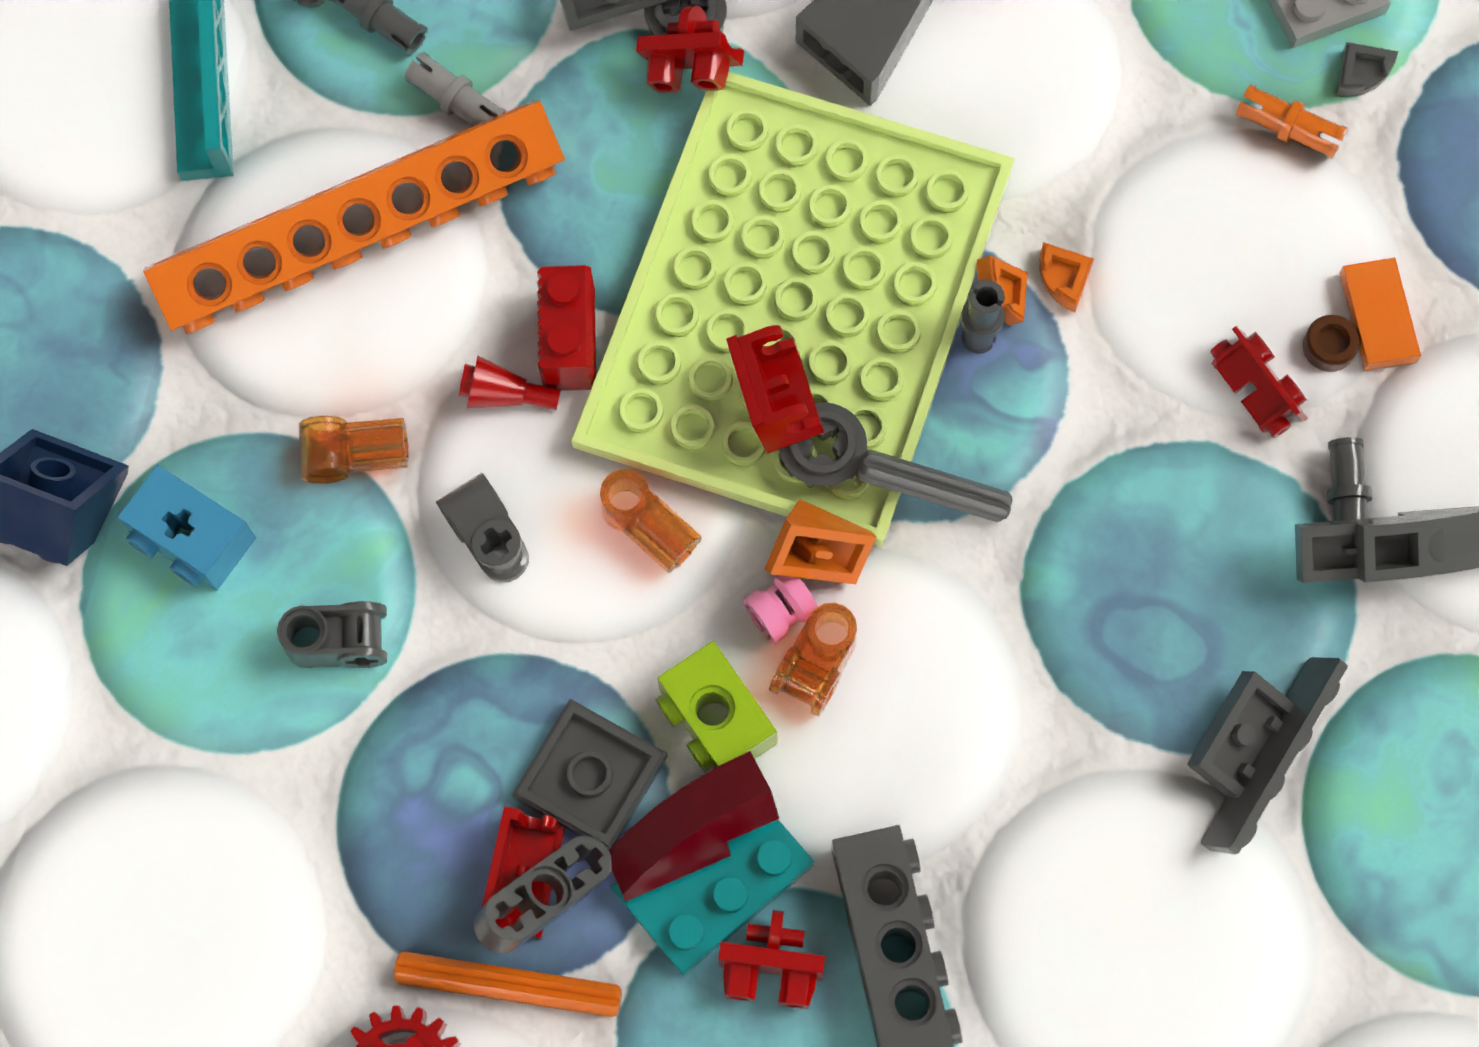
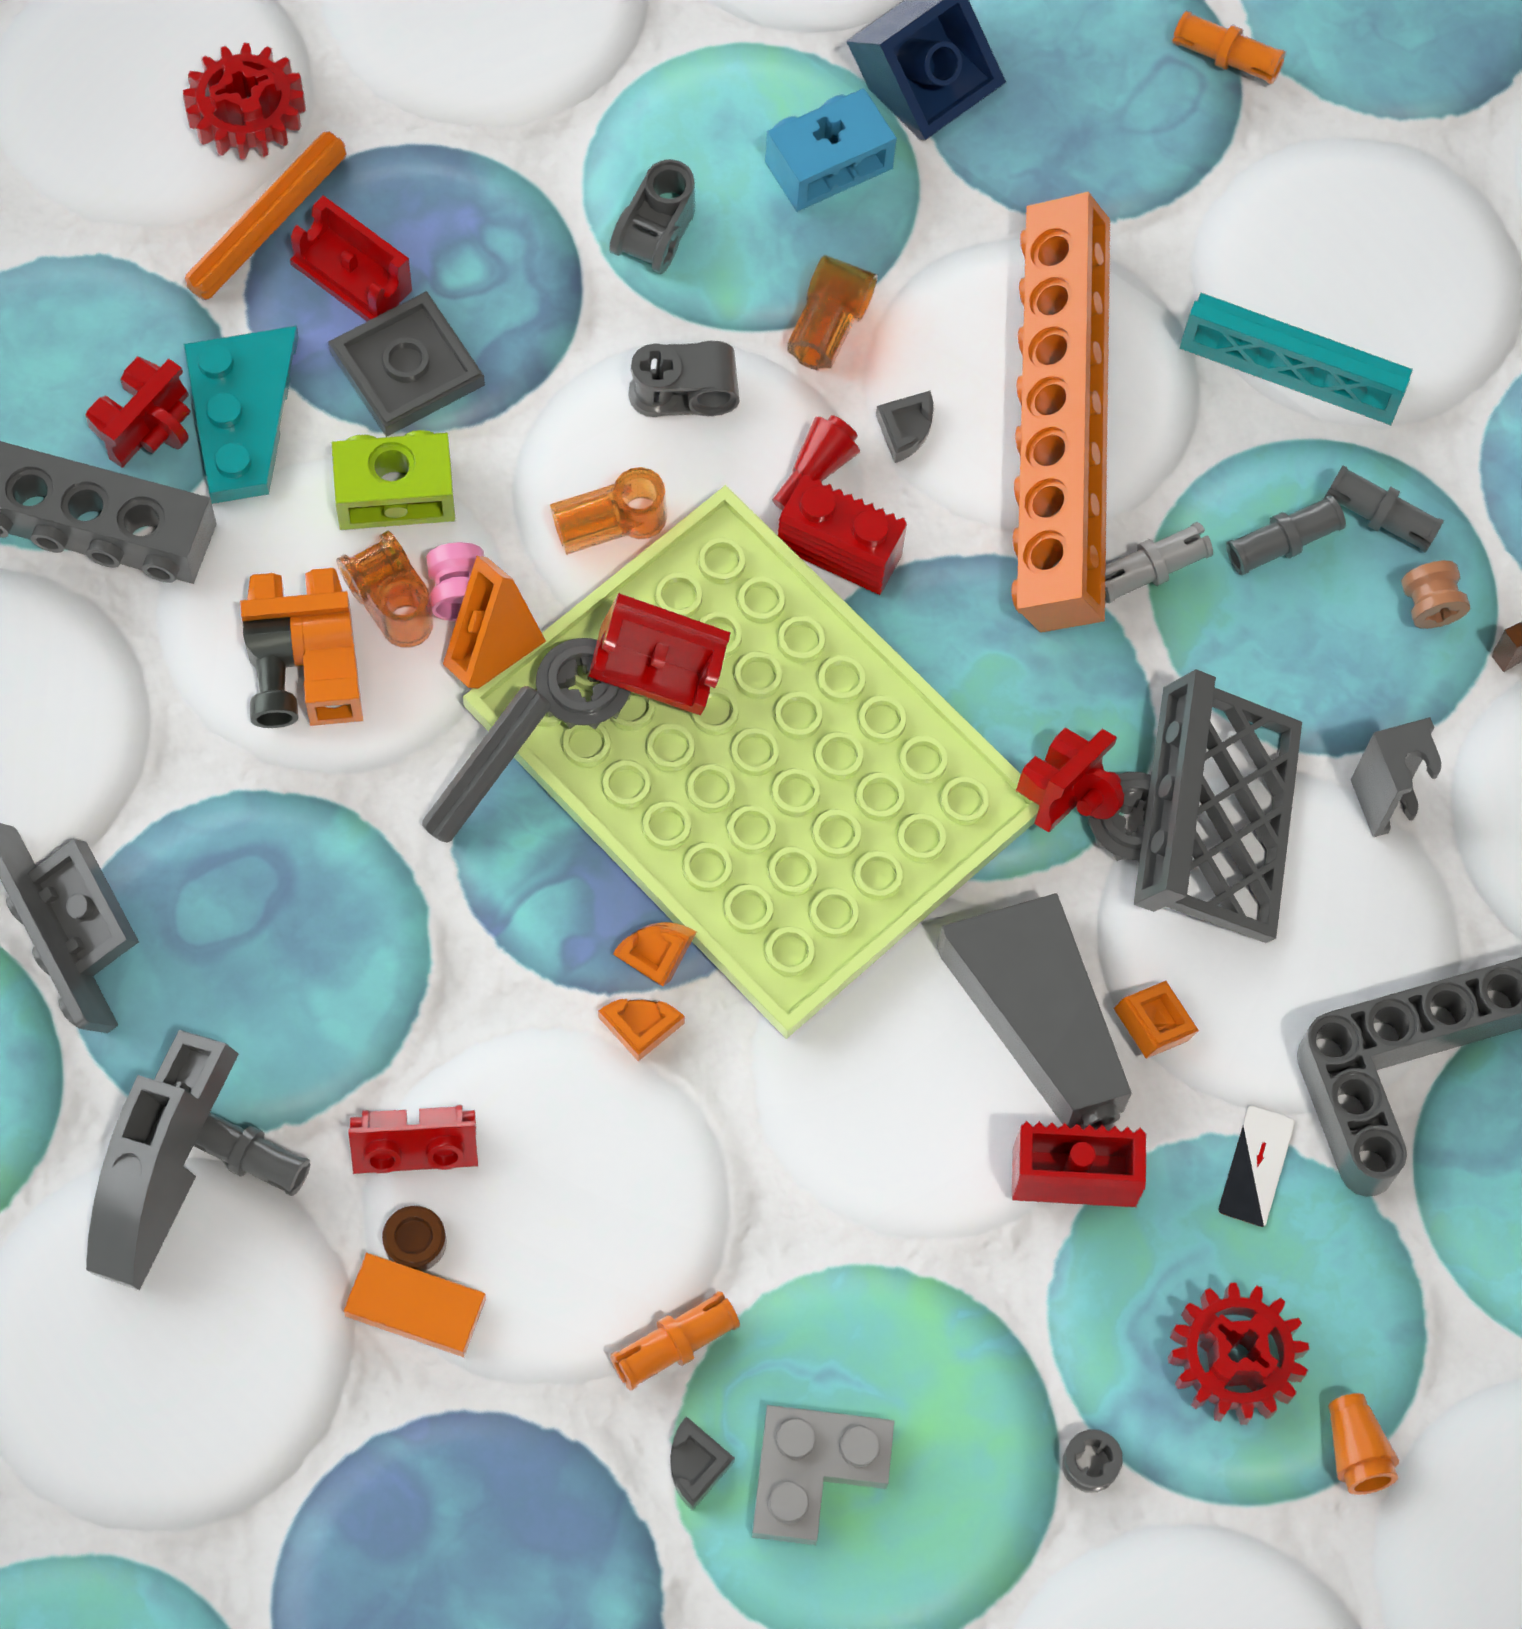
camera: 110 degrees right, 5 degrees down
(425, 342) = (906, 423): none -> dark grey tile
(535, 914) = (336, 295): dark grey beam -> none
(693, 827) = (297, 404): dark red slope -> none
(898, 698) = (301, 632): none -> orange hips
(982, 316) = (626, 890): dark grey pin -> none

